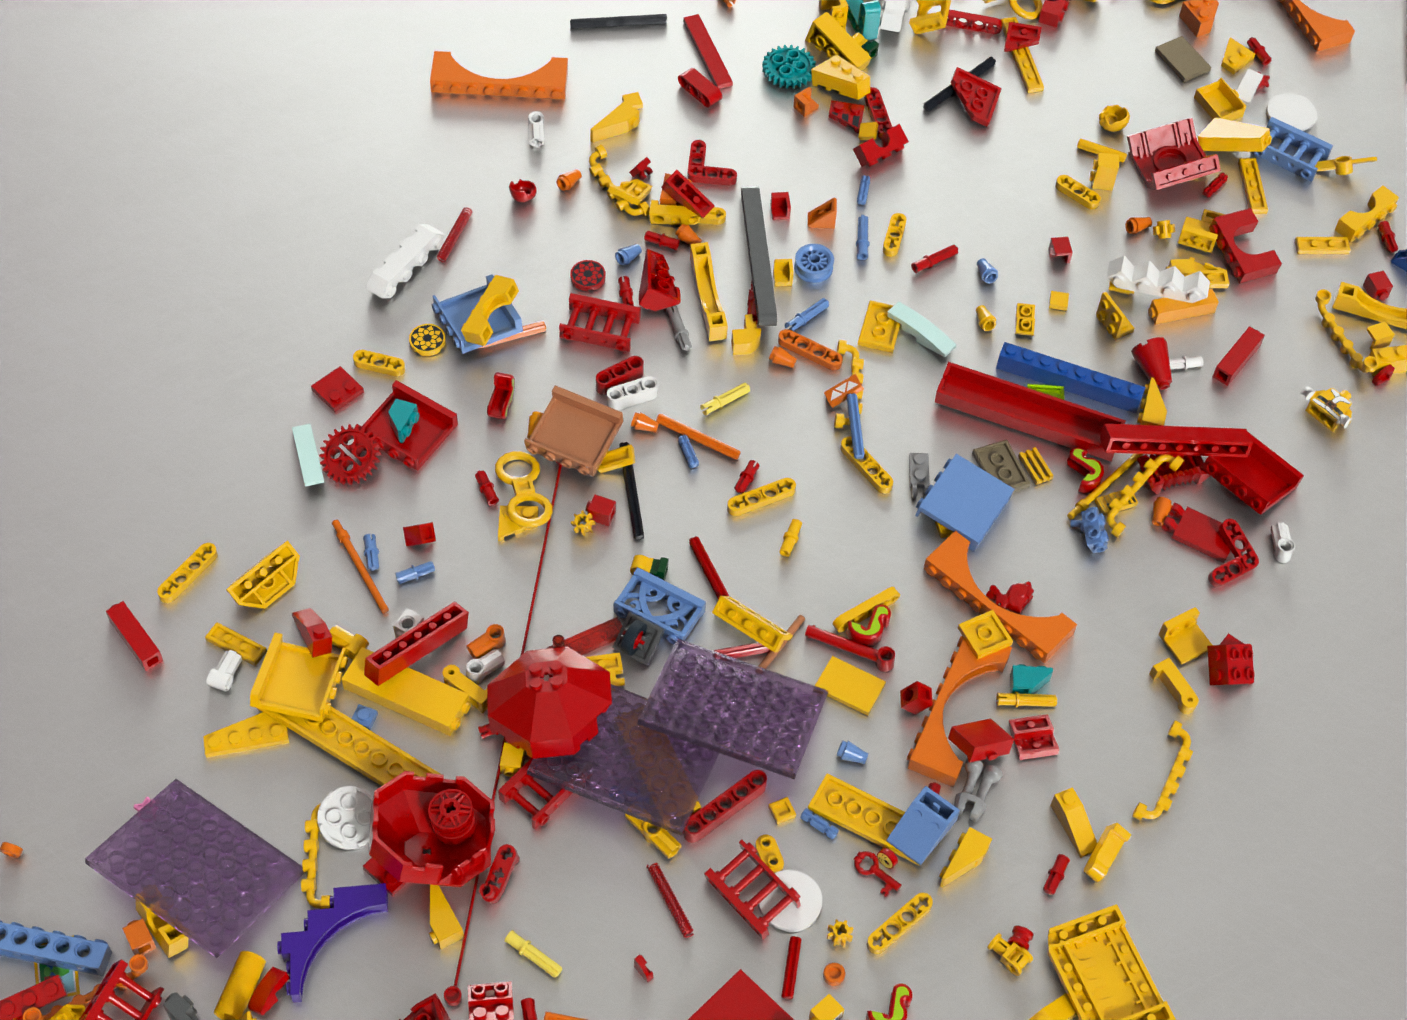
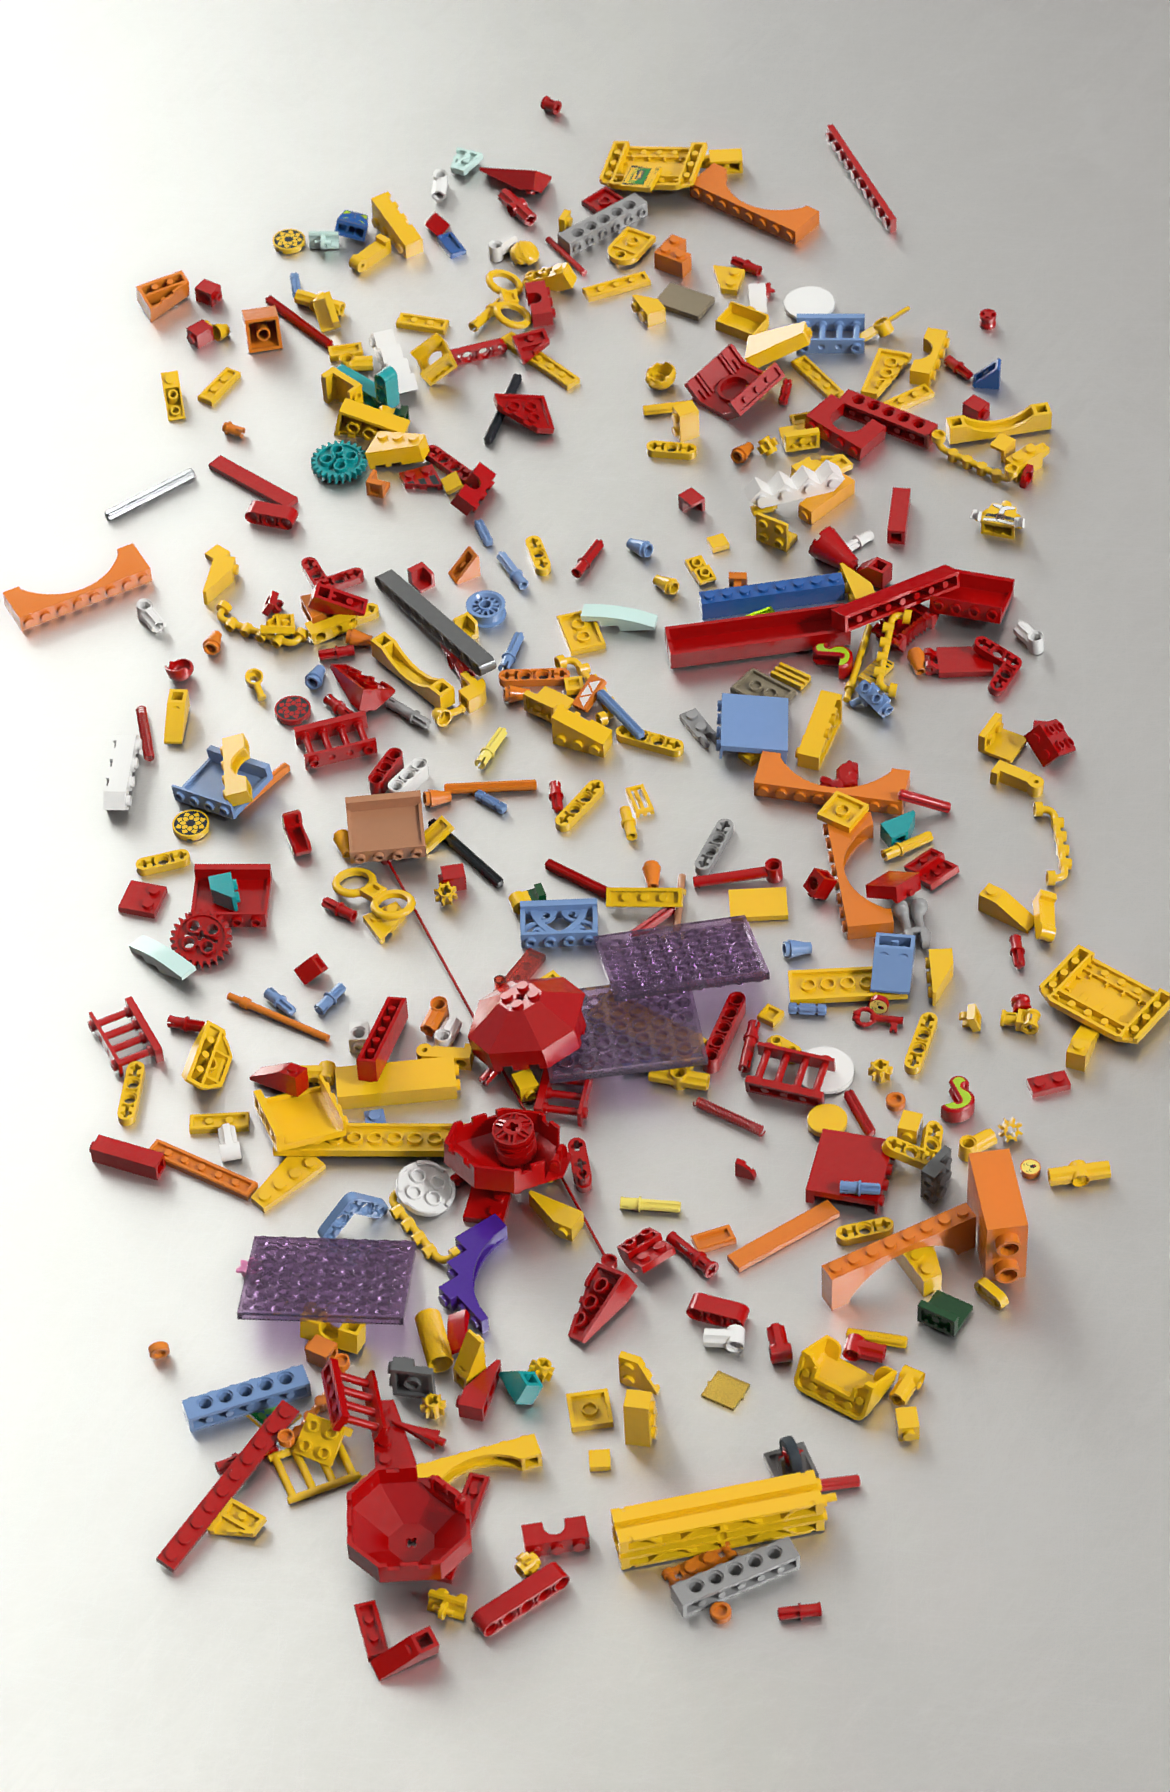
camera: 25 degrees left, 10 degrees down
(187, 683) = (206, 1170): none -> orange tile
(237, 524) = (139, 1024): none -> red fence
(269, 802) = (347, 1208): none -> medium blue beam
(279, 529) = (185, 1023): none -> red axle
(489, 230) = (176, 716): none -> yellow slope
(574, 225) = (256, 675): none -> yellow bar
(638, 638) = (561, 951): dark grey plate -> none
(705, 347) = (443, 716): none -> yellow bar
(745, 826) = (750, 1040): none -> red pin
(755, 958) = (827, 1117): none -> yellow tile
(776, 599) = (651, 873): none -> orange cone
(803, 381) = (545, 702): none -> yellow bracket
(807, 427) = (580, 734): none -> yellow wedge
(814, 532) = (642, 810): none -> yellow tile
(837, 374) = (573, 685): none -> yellow plate
(848, 601) = (714, 847): none -> light grey beam
(866, 608) = (731, 844): yellow beam -> none
(873, 633) = (748, 853): red animal -> none
(964, 924) = (971, 1018): none -> yellow tile
(1022, 538) = (820, 731): none -> yellow wedge
(1050, 346) = (737, 579): none -> orange tile
(1070, 662) = (923, 800): none -> red axle
(1133, 18) = (616, 286): none -> yellow tile
(1145, 53) = (649, 310): none -> yellow slope
(1179, 402) = (876, 571): none -> red slope
(1294, 259) = (897, 422): none -> red brick
(1318, 206) = (883, 371): none -> yellow wing

